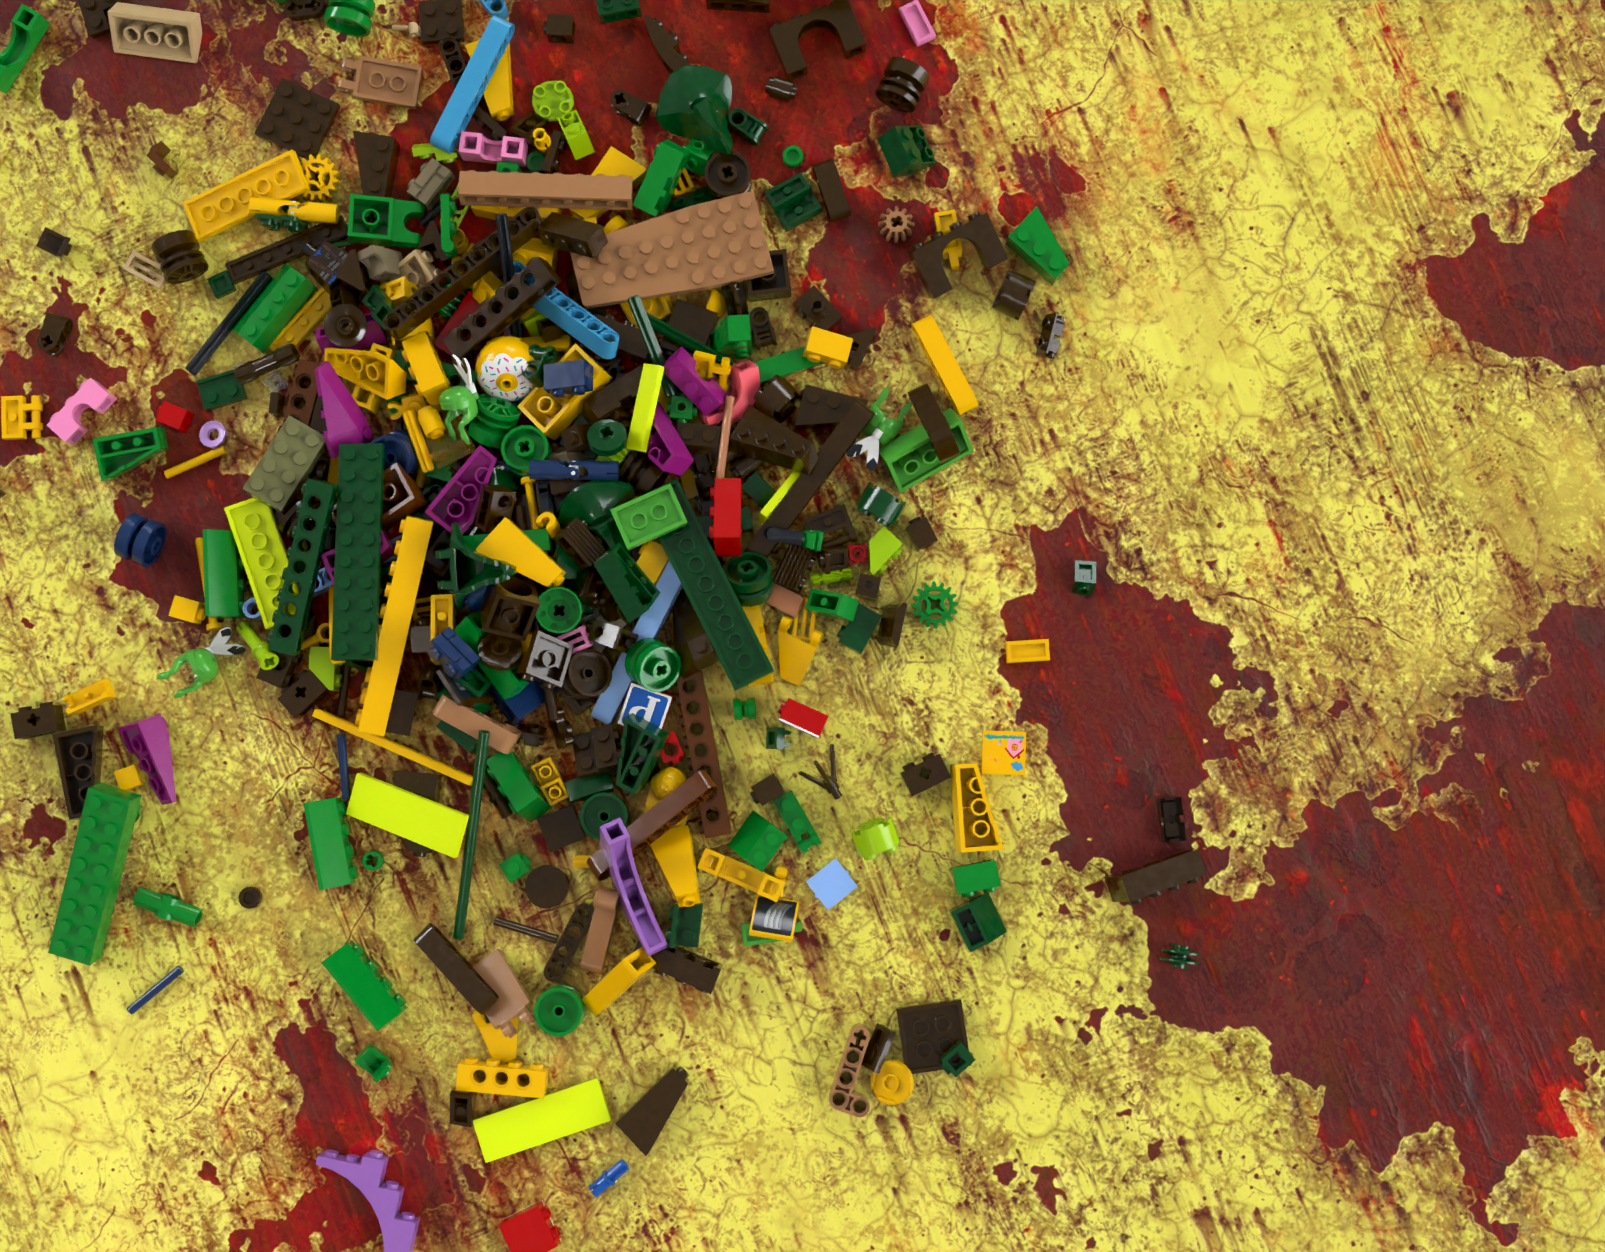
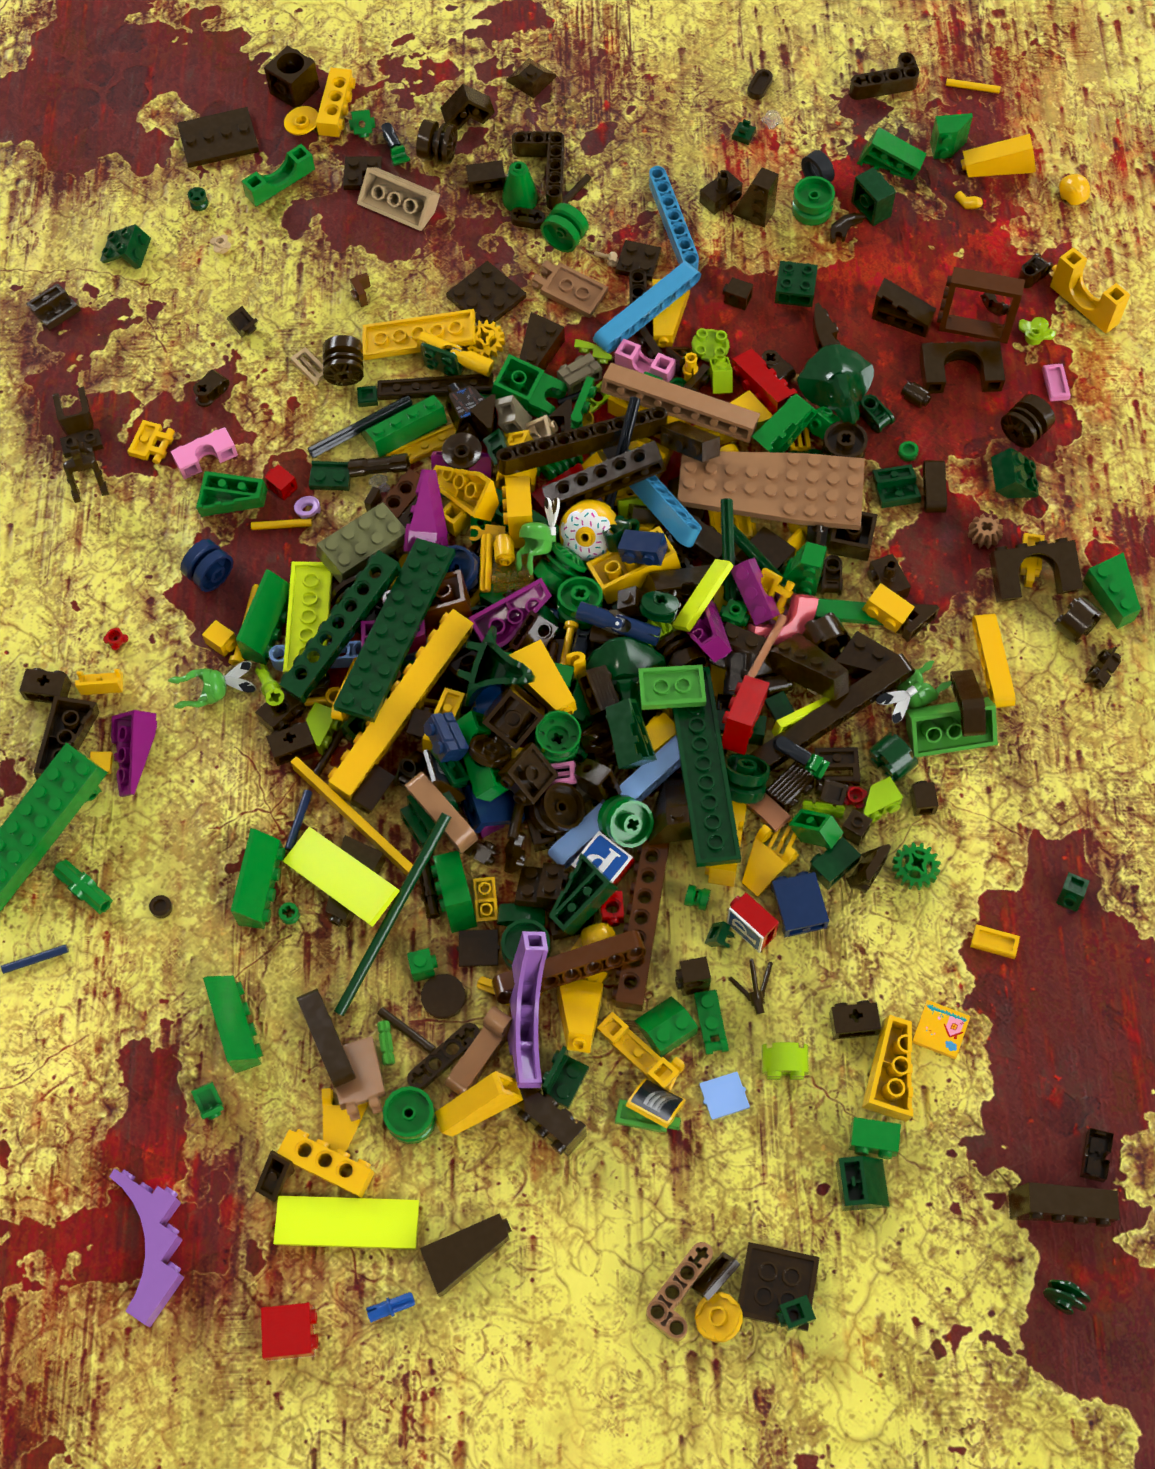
camera: 20 degrees right, 20 degrees down
(78, 645) = (111, 635): none -> red plate
(512, 948) = (386, 1044): none -> bright green axle
(620, 131) = (761, 381): none -> red wedge
(839, 680) = (800, 904): none -> dark blue panel

